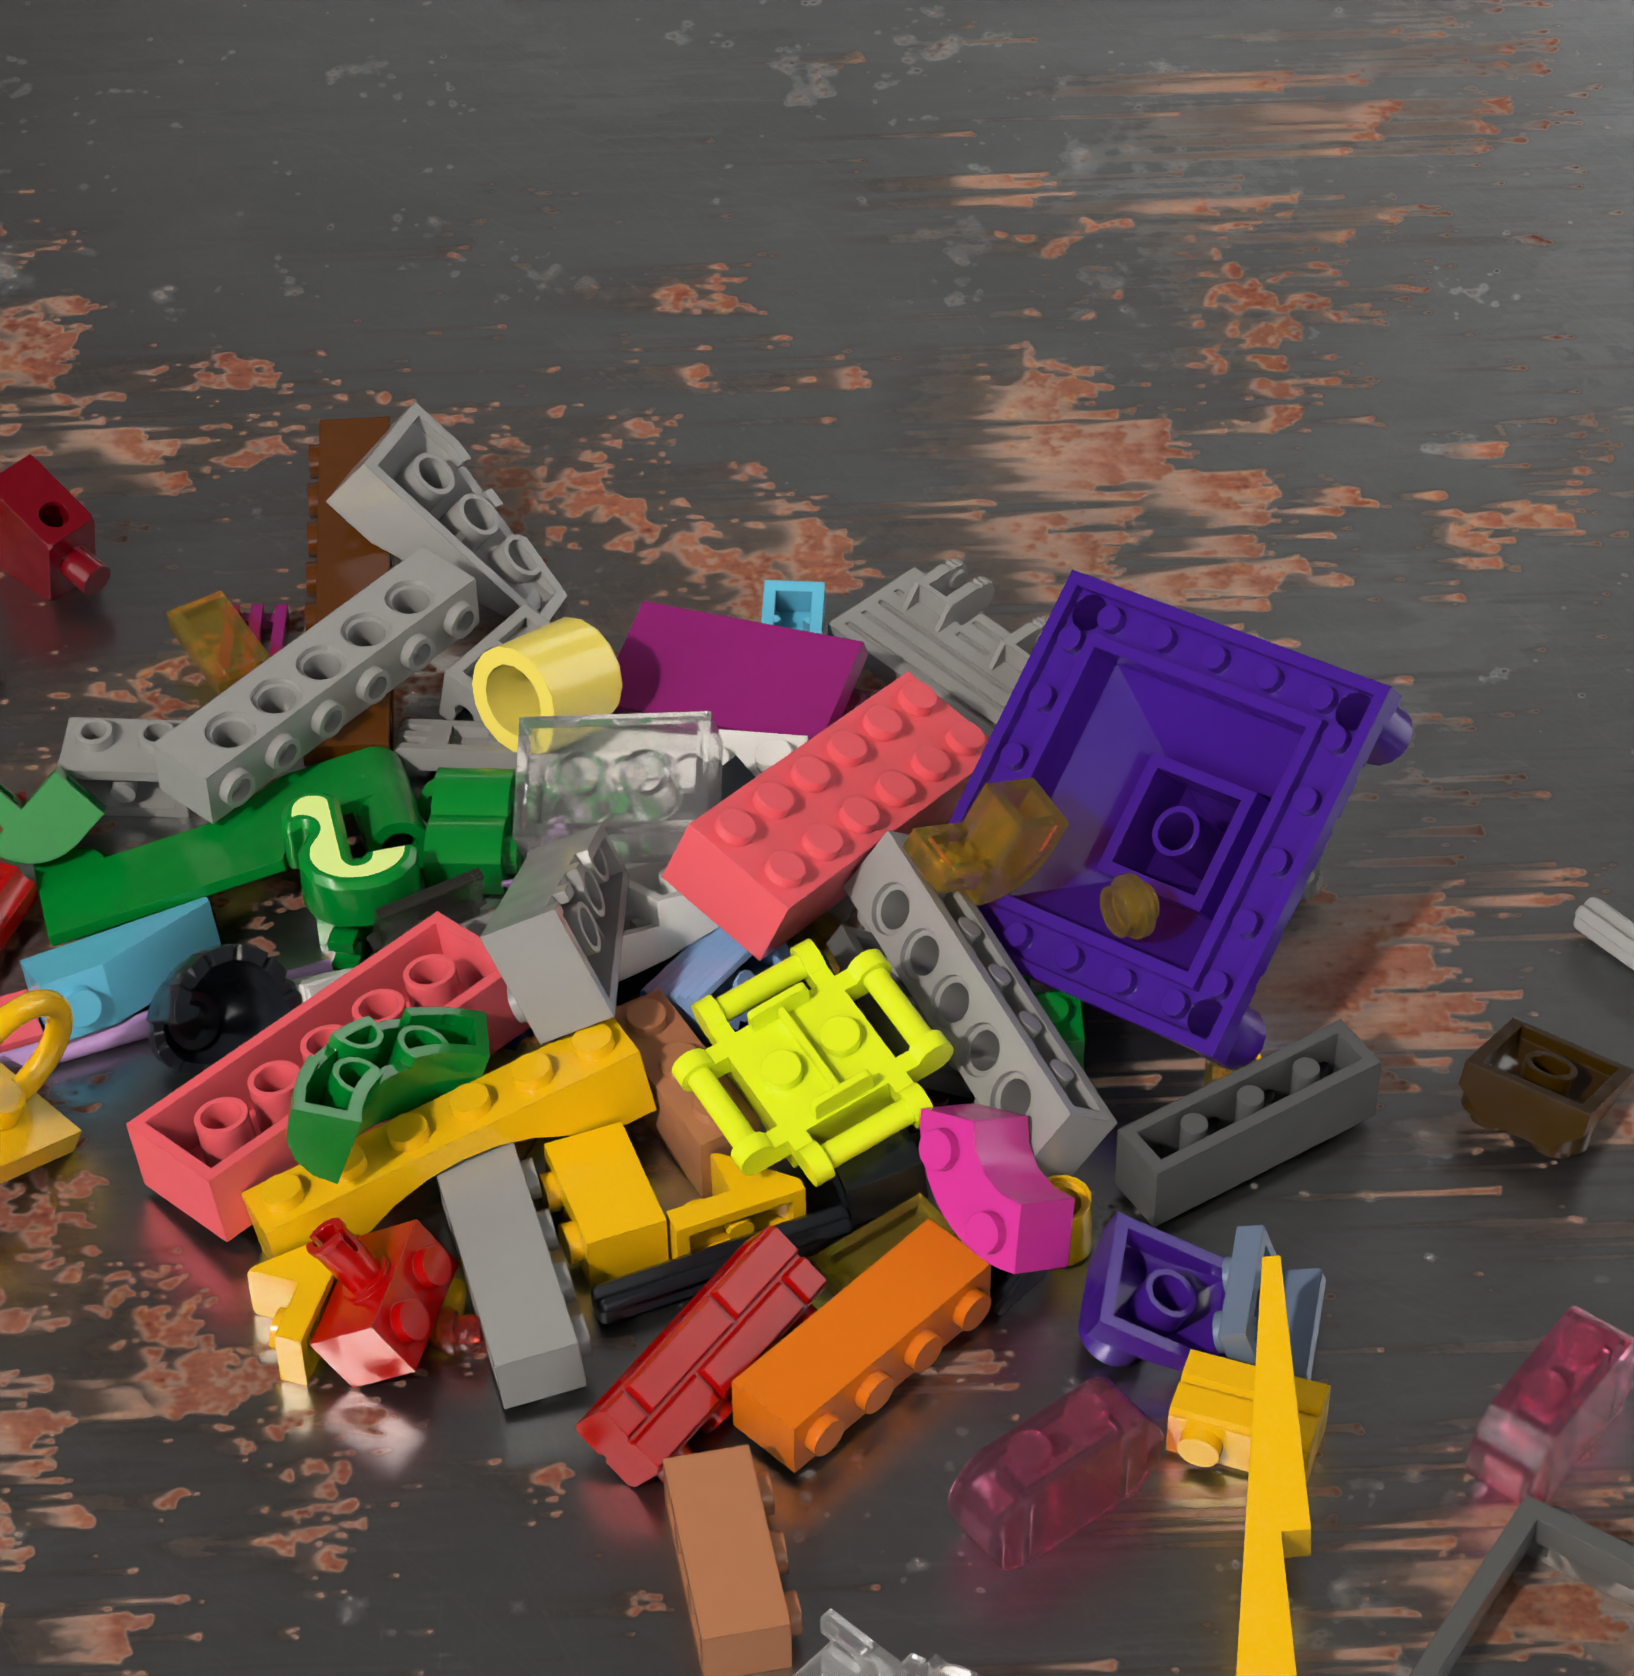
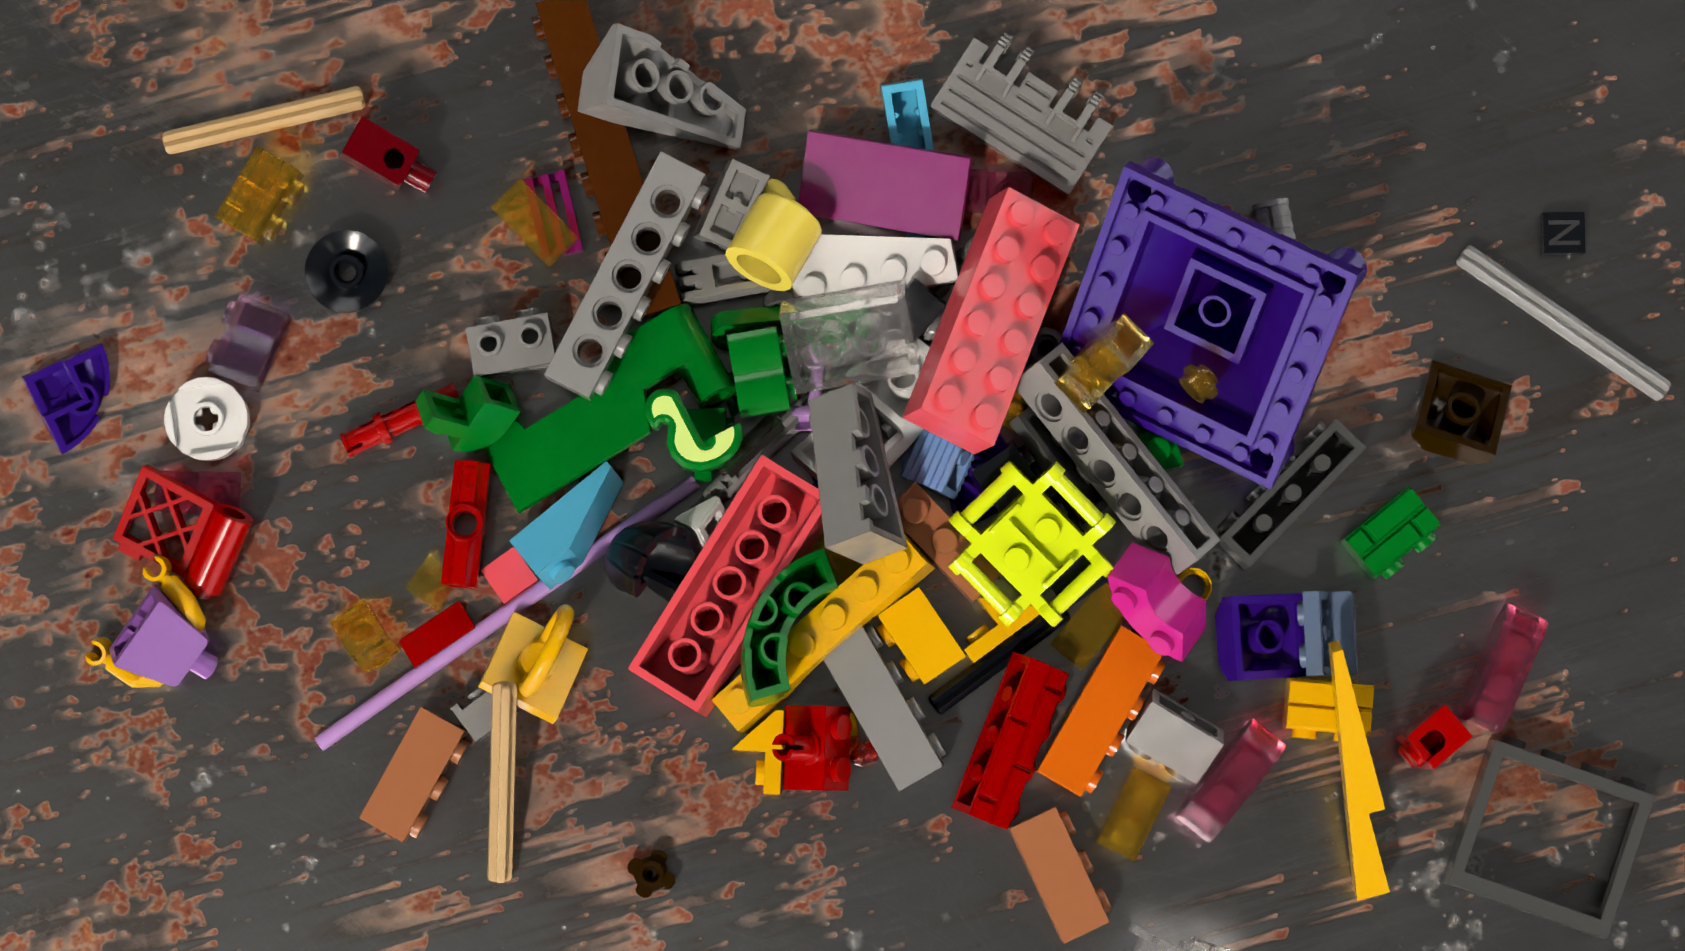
camera: 15 degrees left, 40 degrees up
(56, 1452) = (655, 862): none -> dark brown plate
(877, 1497) = (1133, 814): none -> clear yellow brick
(965, 1388) = (1174, 737): none -> light grey brick
(1403, 1212) = (1392, 533): none -> green brick
(1417, 1469) = (1432, 738): none -> red brick

